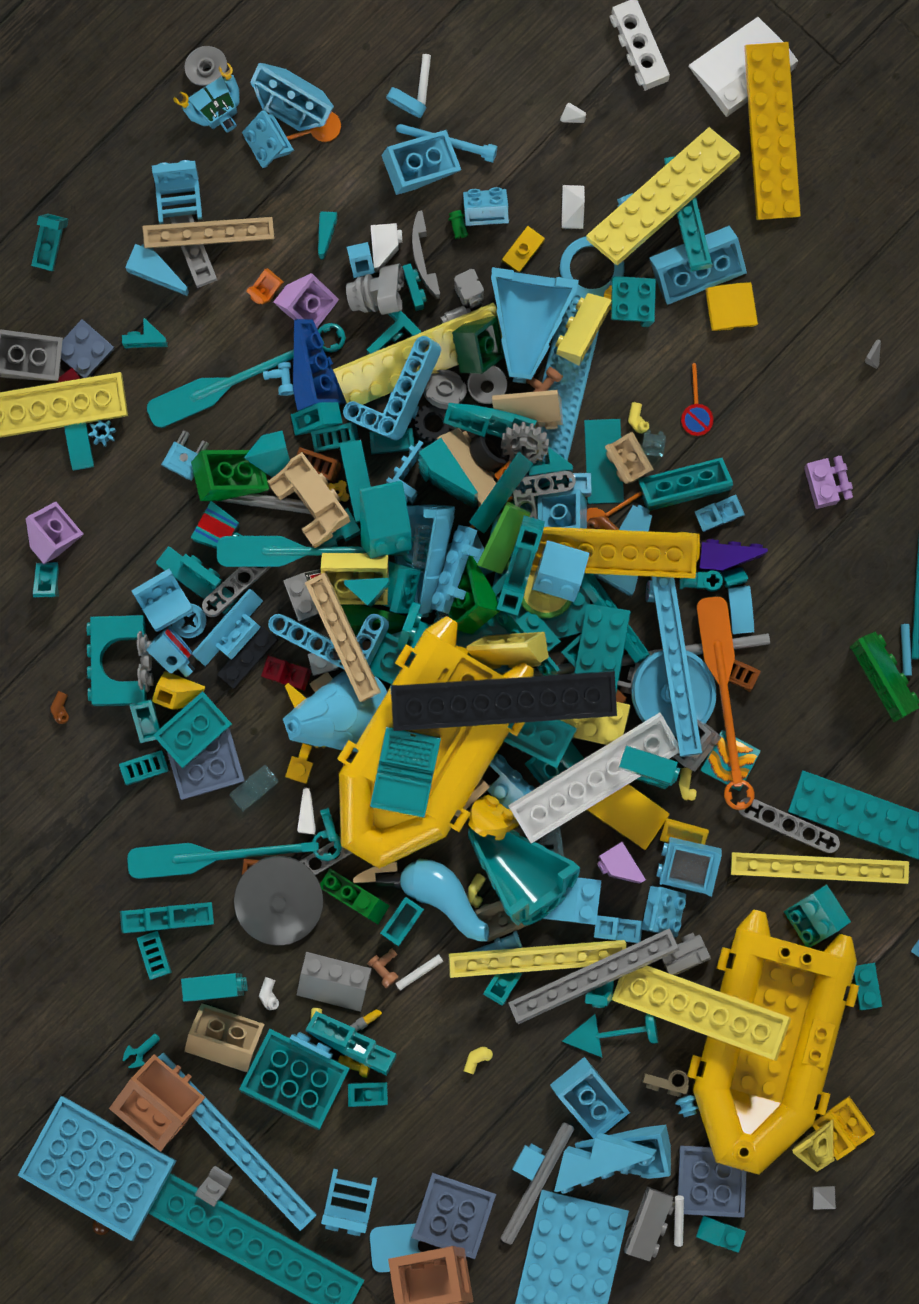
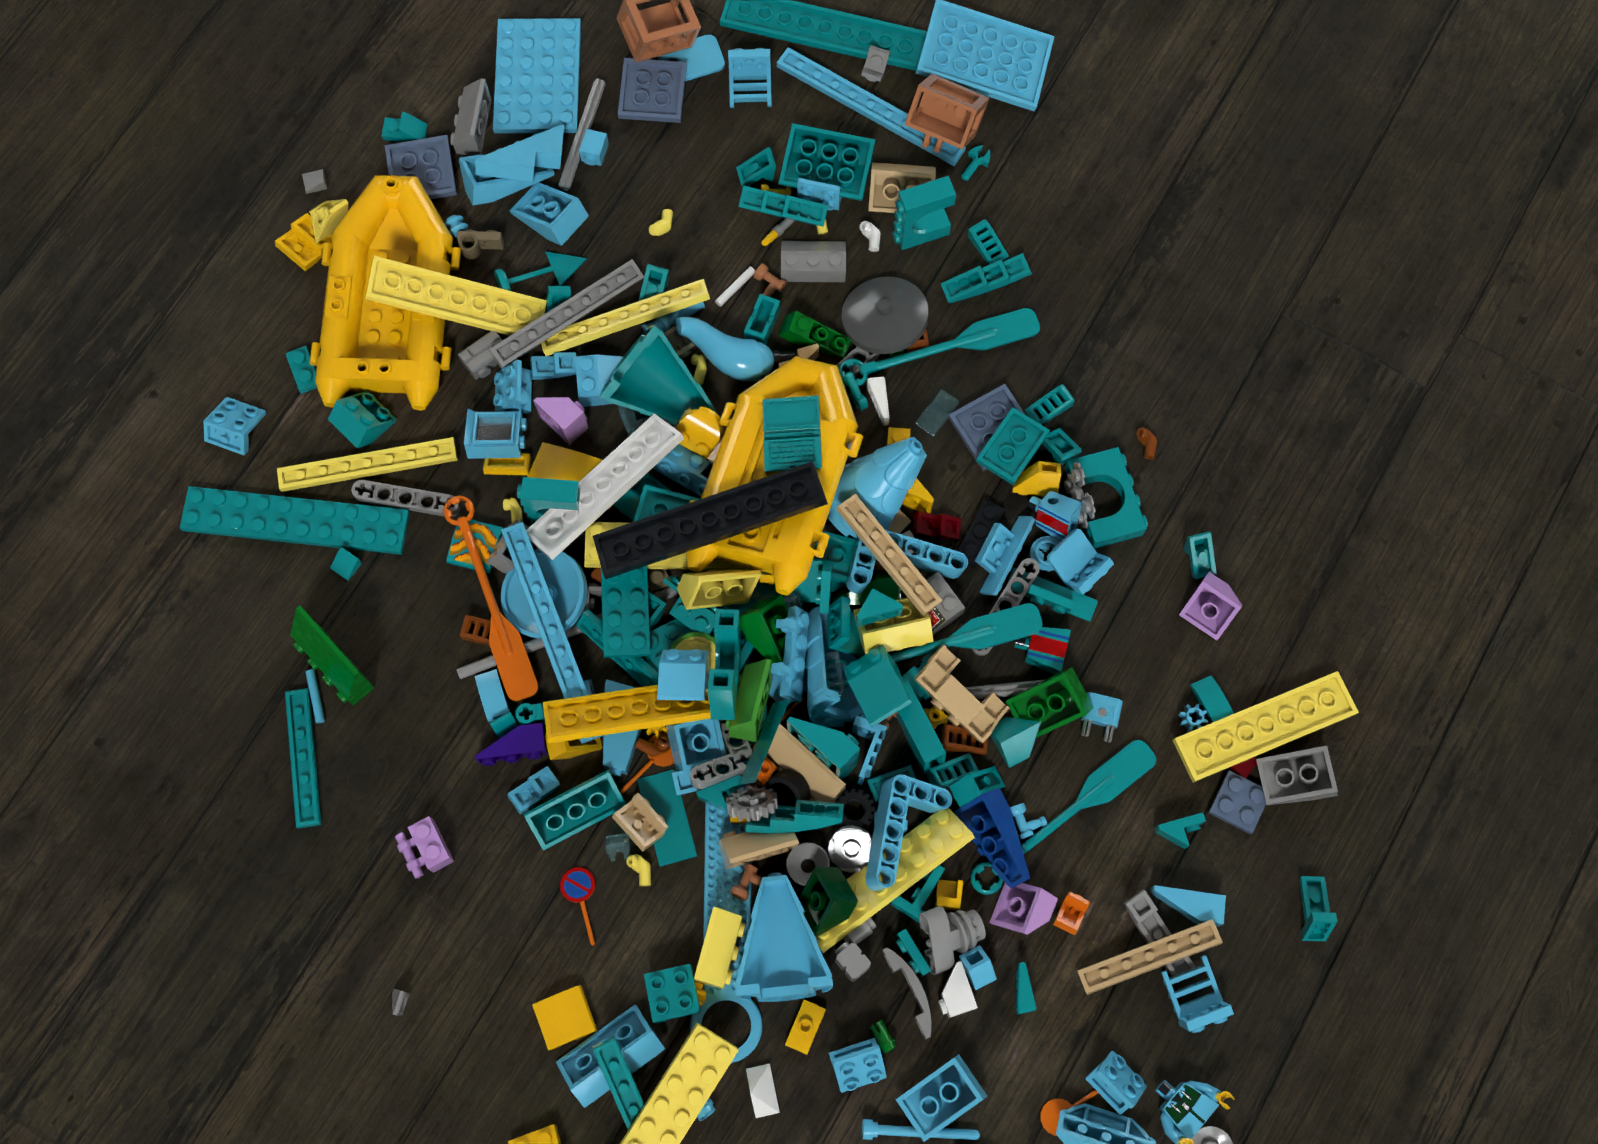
camera: 165 degrees right, 10 degrees down
(368, 329) = (949, 894): none -> yellow panel
(679, 1218) = (444, 128): white piece -> none
(857, 772) = (345, 564): none -> teal slope

